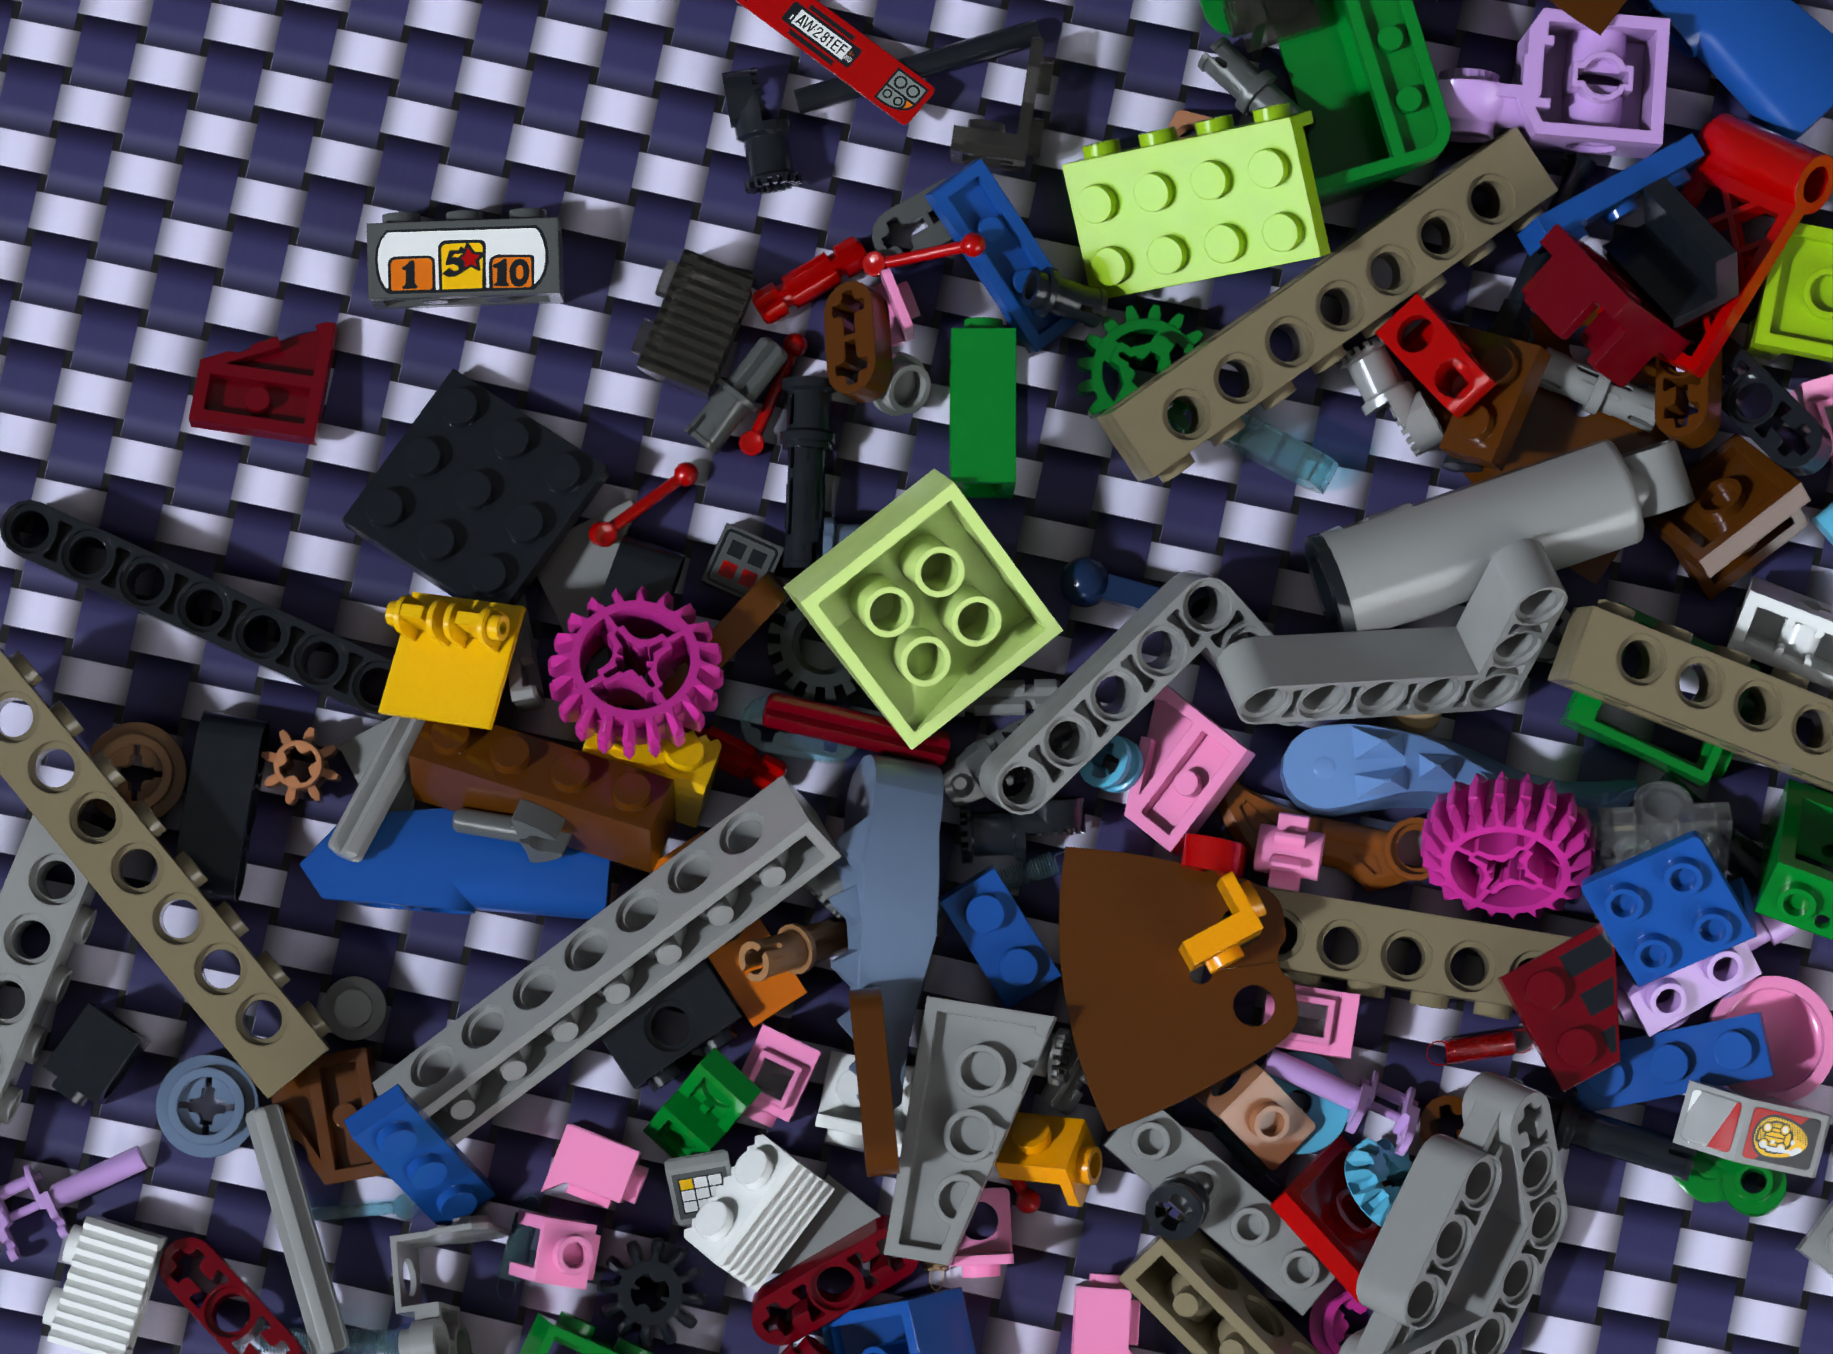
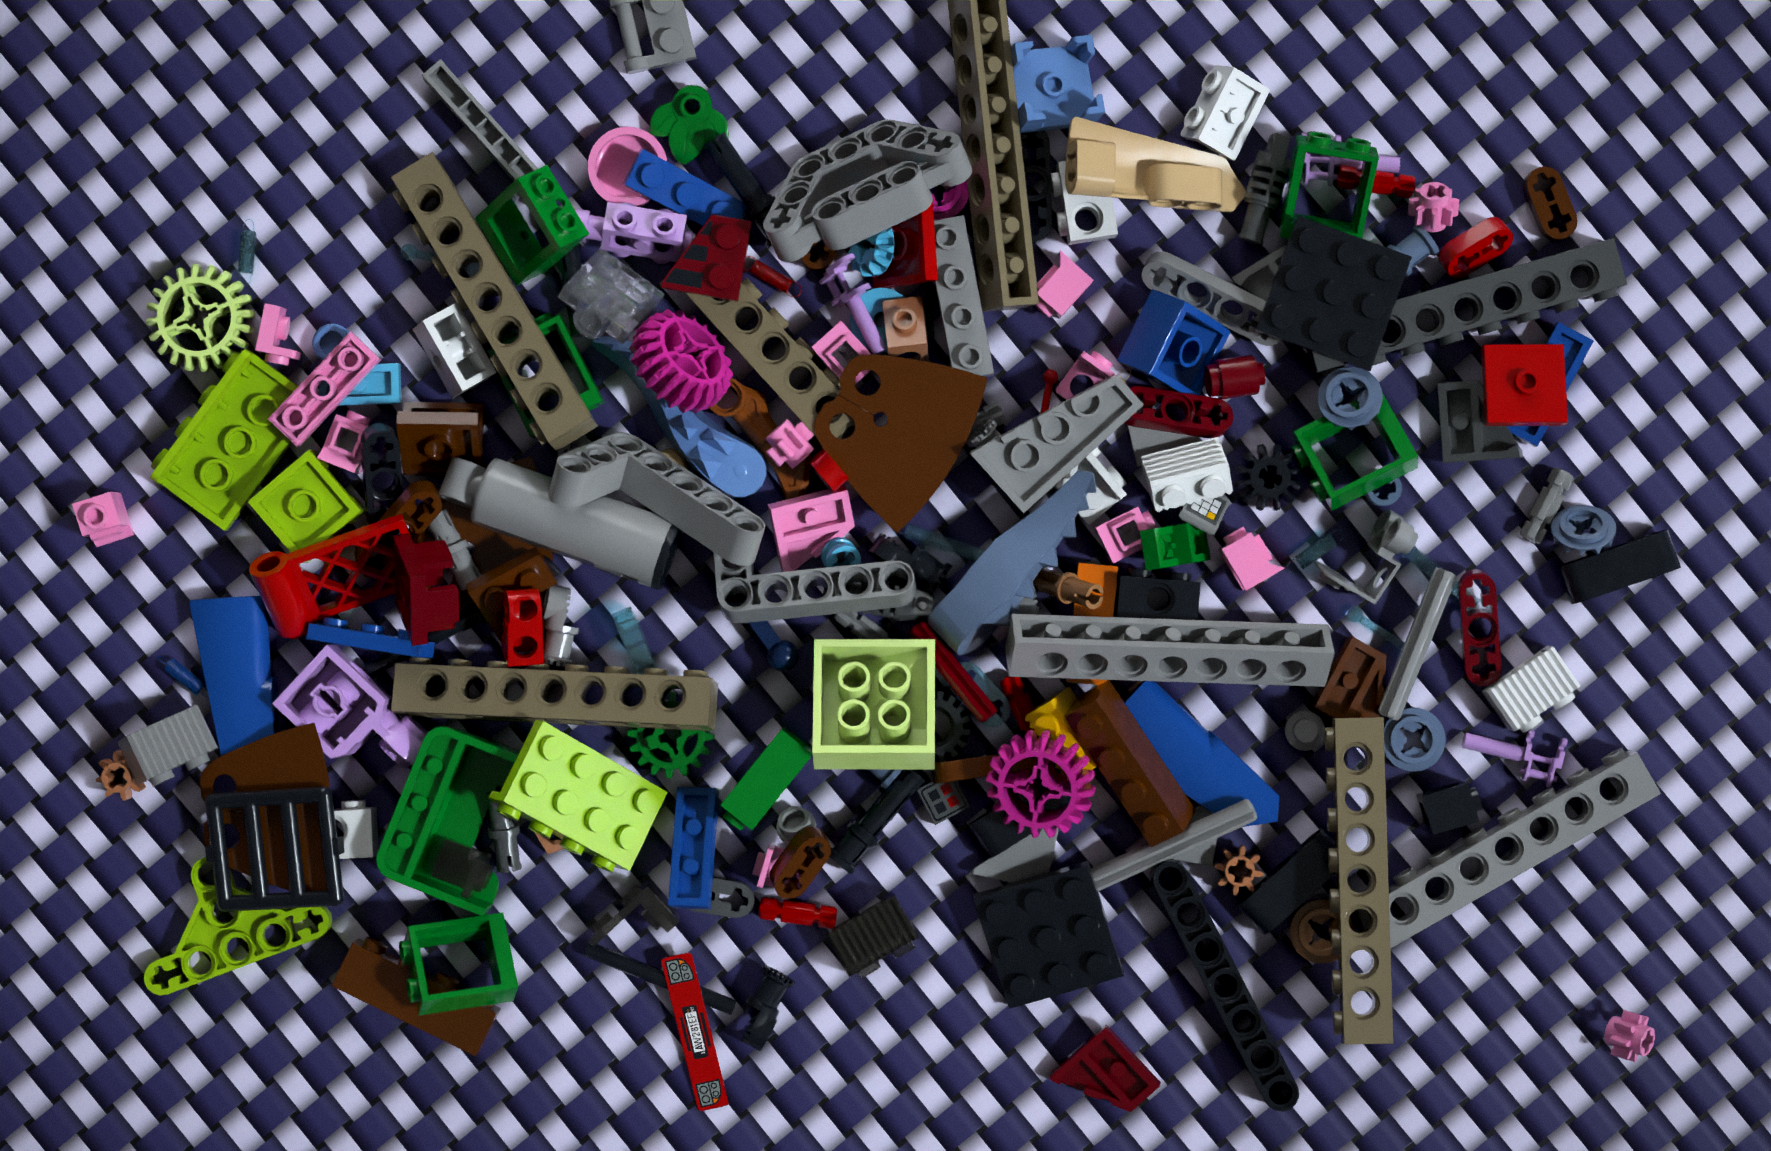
camera: 140 degrees left, 5 degrees up
(419, 1157) = (1331, 630): blue plate -> none
(450, 658) = (1125, 863): yellow hinge -> none
(465, 260) = (961, 1058): brick -> none
(524, 670) = (1089, 836): light grey tile -> none
(530, 825) = (1150, 750): dark grey bar -> none
(564, 1251) = (1295, 530): bright pink window -> none
(605, 533) = (999, 866): red hinge -> none
(736, 396) = (881, 883): dark grey axle -> none
(752, 442) = (889, 855): red hinge -> none
(874, 1082) = (1082, 491): reddish brown beam -> none
(972, 245) = (759, 894): red hinge -> none
(999, 936) = (962, 515): blue plate -> none
(1050, 293) = (682, 804): black pin -> none
(1053, 1153) = (1021, 389): light orange bracket -> none
(1159, 1217) = (995, 317): black bush -> none
(1221, 943) = (861, 424): light orange bracket -> none
(1670, 907) = (628, 267): blue bracket -> none
(1675, 257) = (366, 583): black panel -> none
(1752, 1129) = (674, 130): slope -> none

